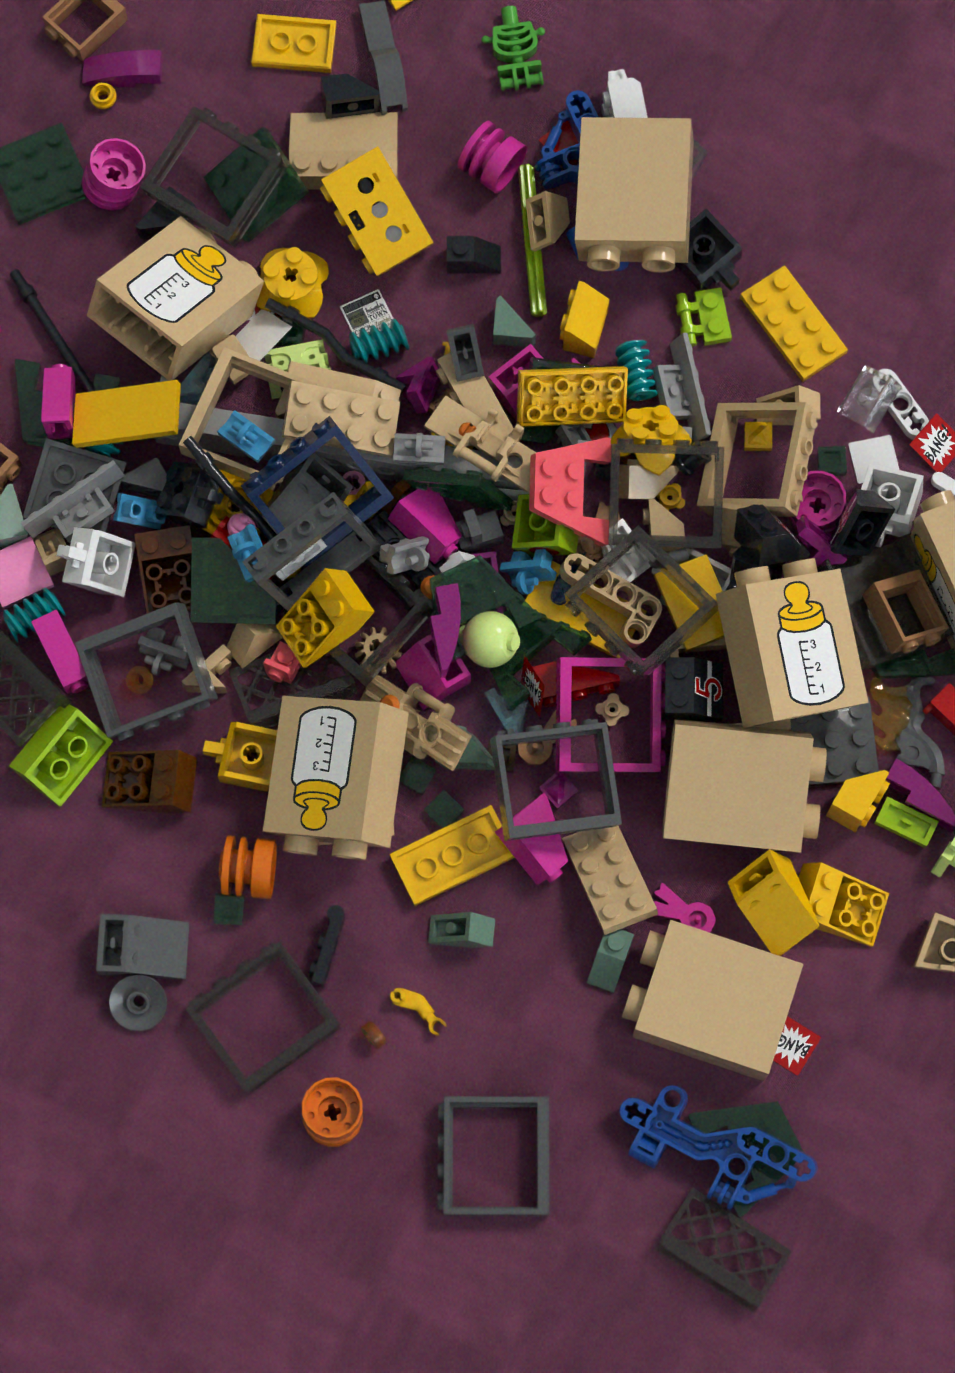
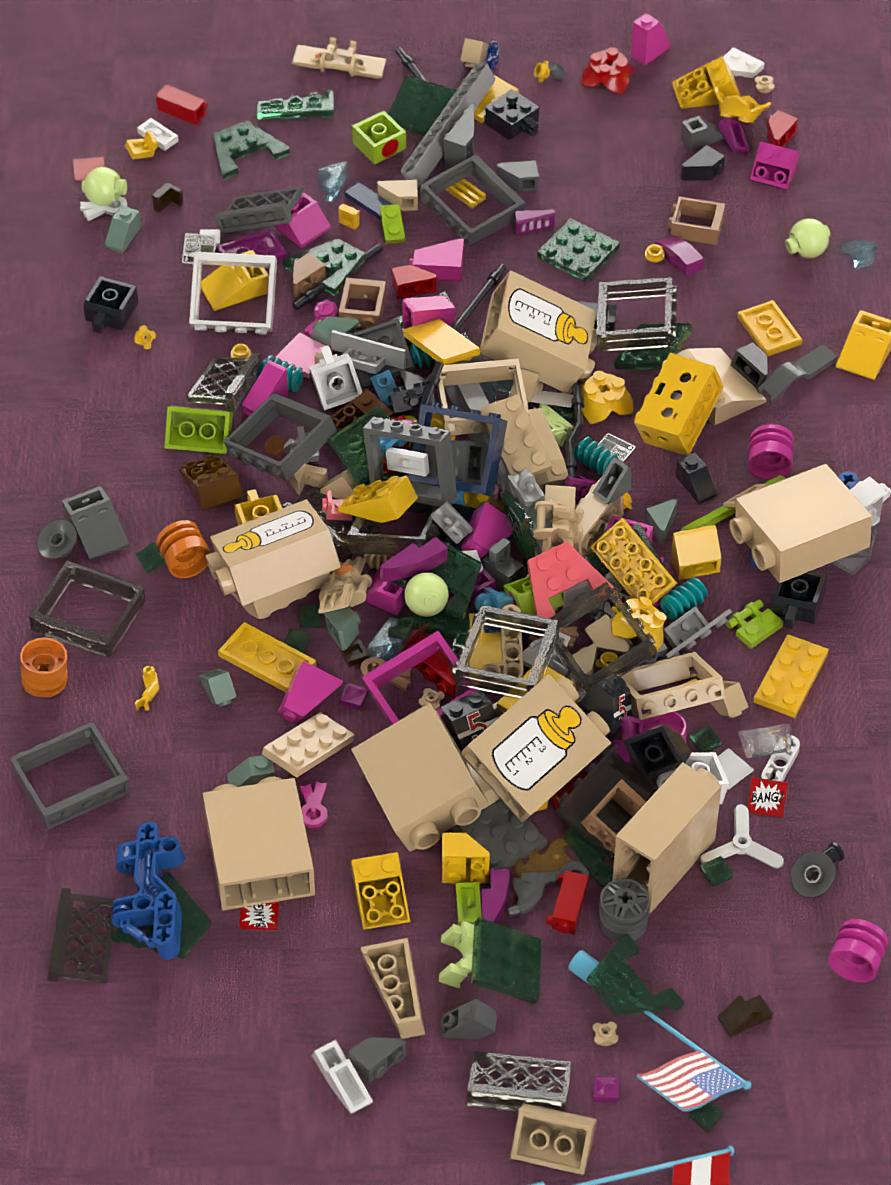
camera: 60 degrees right, 25 degrees down
(113, 174) = (600, 266): dark pink wheel -> none
(246, 436) = (463, 390): dark azure hips -> none
(327, 944) = (159, 620): black plate -> none
(373, 1035) = (113, 671): clear orange tile -> none
(508, 47) = (863, 436): bright green torso -> none
(560, 731) = (319, 688): dark grey window -> none
(774, 901) = (352, 837): yellow slope -> none

